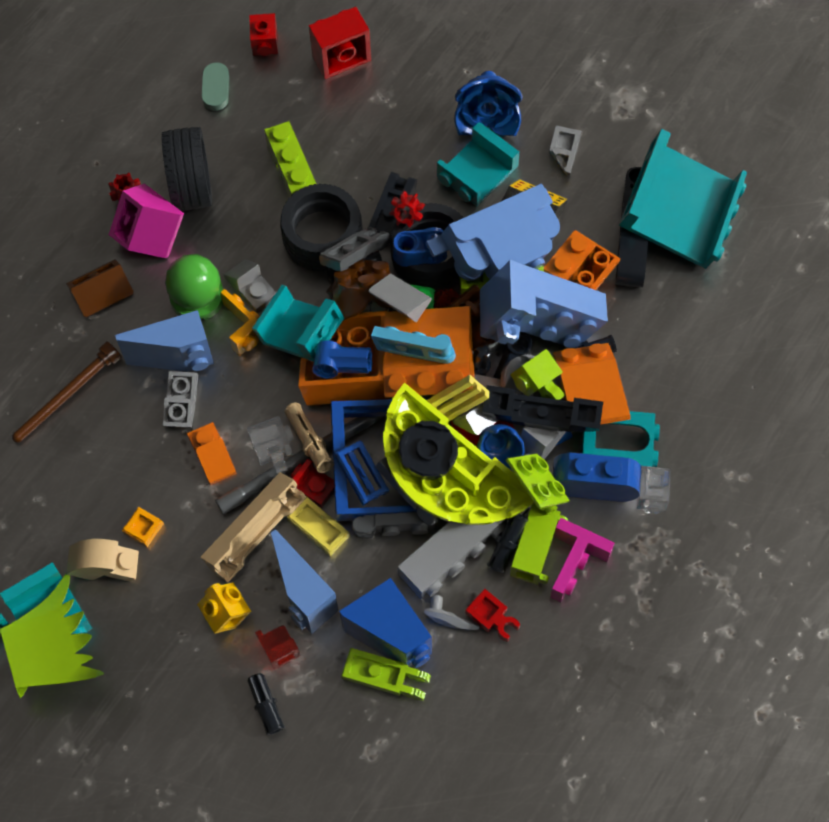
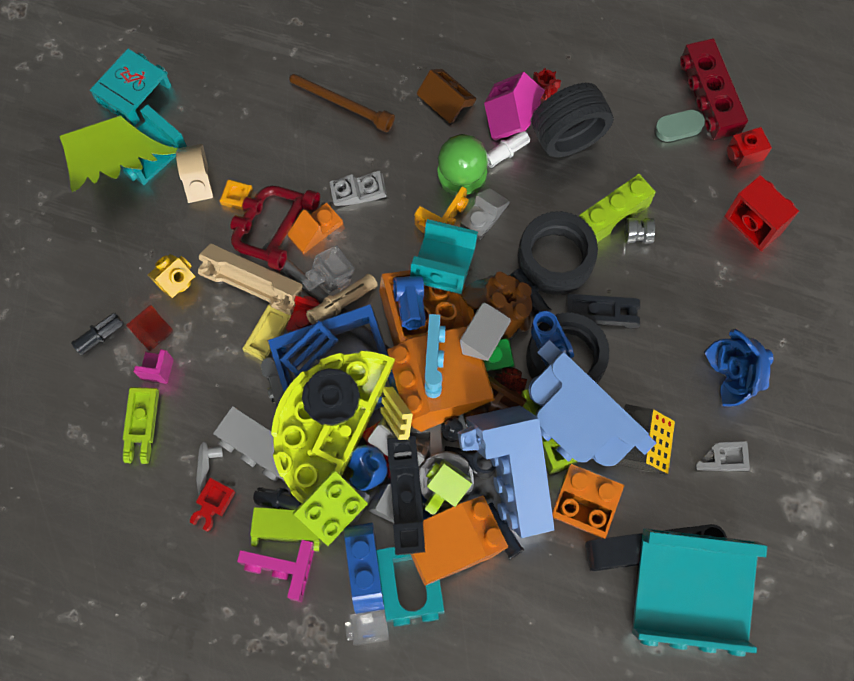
camera: 75 degrees right, 5 degrees up
(168, 344) = (404, 168): medium blue slope -> none
(183, 240) = (507, 148): none -> white axle
(185, 524) = (253, 206): none -> dark red bar
(188, 44) = (723, 96): none -> dark red brick
(309, 595) = (198, 329): medium blue slope -> none
(320, 148) = (640, 230): none -> dark grey wheel
(324, 646) = (155, 367): none -> dark pink panel
(354, 248) = (534, 283): dark grey hinge -> none
(388, 625) = (174, 414): blue slope -> none
(407, 217) = (586, 316): red gear -> none
(479, 166) = (673, 378): teal panel -> none

